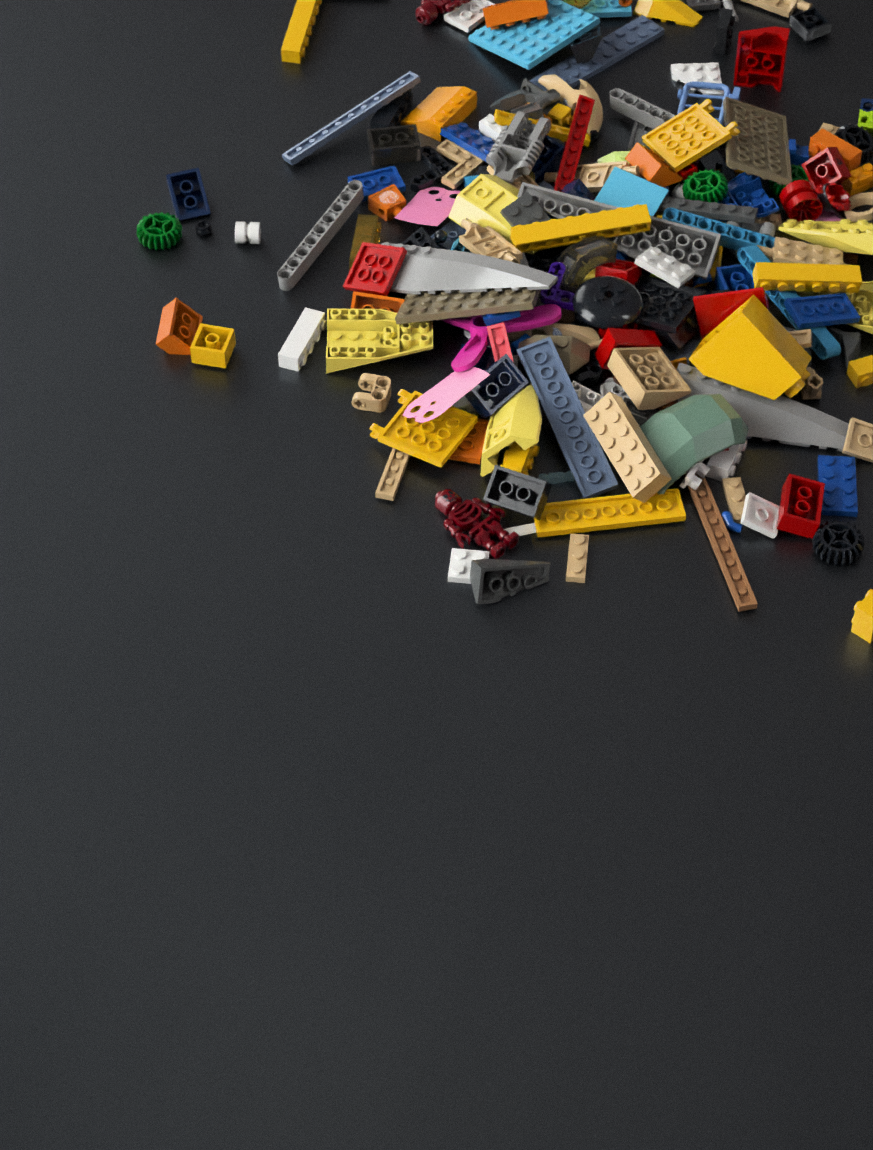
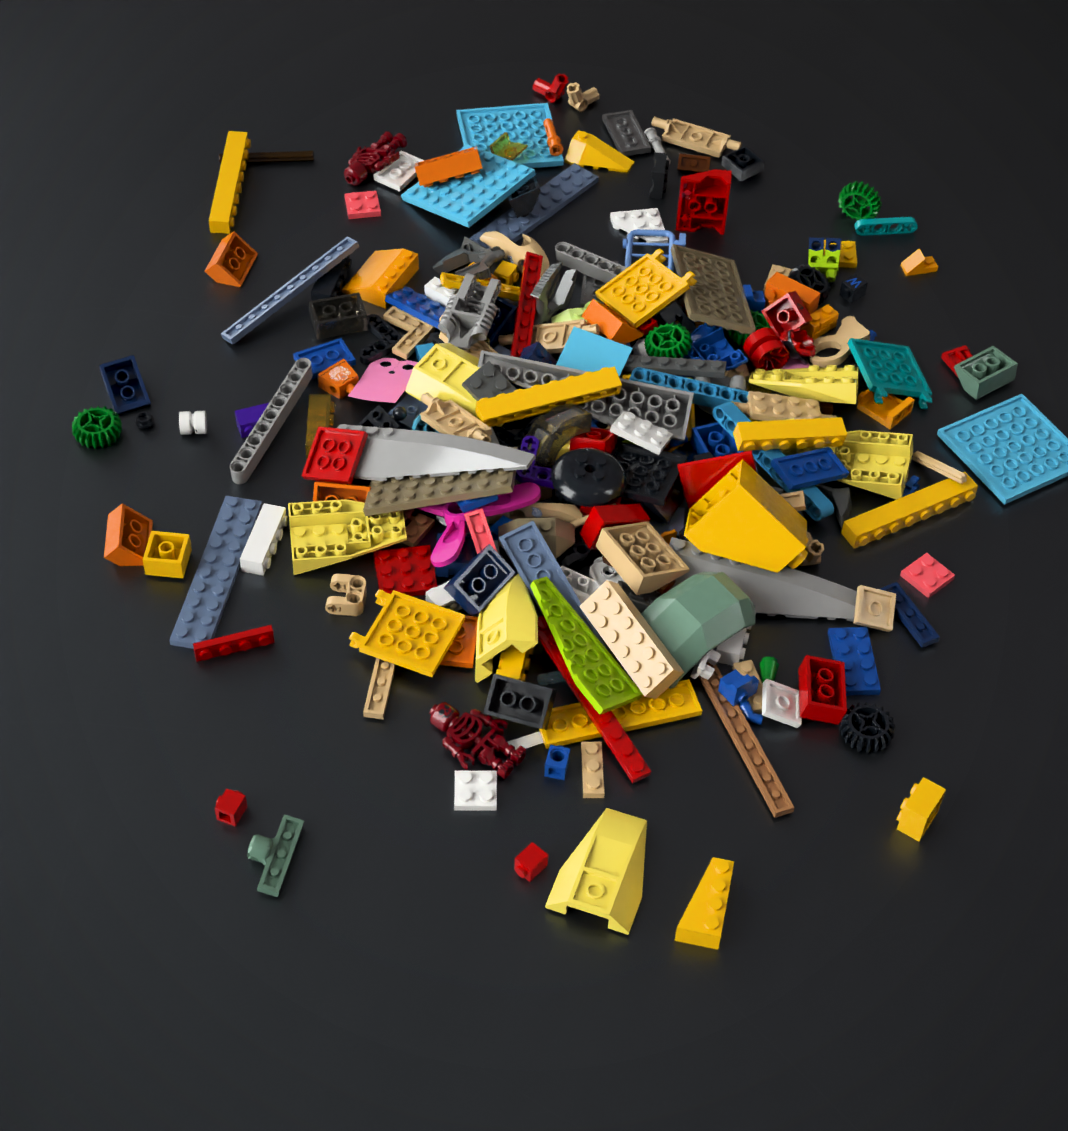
camera: 10 degrees left, 0 degrees up
(248, 561) = (230, 806): none -> red brick
(255, 366) = (216, 572): none -> sand blue plate
(265, 426) = (233, 643): none -> red plate
(283, 602) = (275, 854): none -> sand green plate
(299, 88) = (231, 261): none -> orange slope
(299, 231) = (248, 417): none -> dark purple slope
(425, 372) = (405, 570): none -> red plate
(430, 43) = (362, 204): none -> coral plate
(444, 339) = (417, 527): none -> medium nougat plate
(445, 393) = (430, 592): bright pink piece -> none
(499, 578) = (512, 802): dark grey wedge -> none
(510, 628) = (530, 862): none -> red brick
(545, 548) = (554, 768): none -> blue brick
(576, 641) = (605, 871): none -> light yellow wedge
(582, 459) = (586, 658): none -> lime wing
(583, 497) = (606, 723): none -> red plate
(591, 130) = (545, 289): none -> dark grey piece
(663, 678) = (706, 911): none -> yellow wedge
(721, 497) = (737, 687): none -> blue brick
(755, 484) = (768, 668): none -> green cone
(760, 20) = (693, 163): none -> reddish brown panel

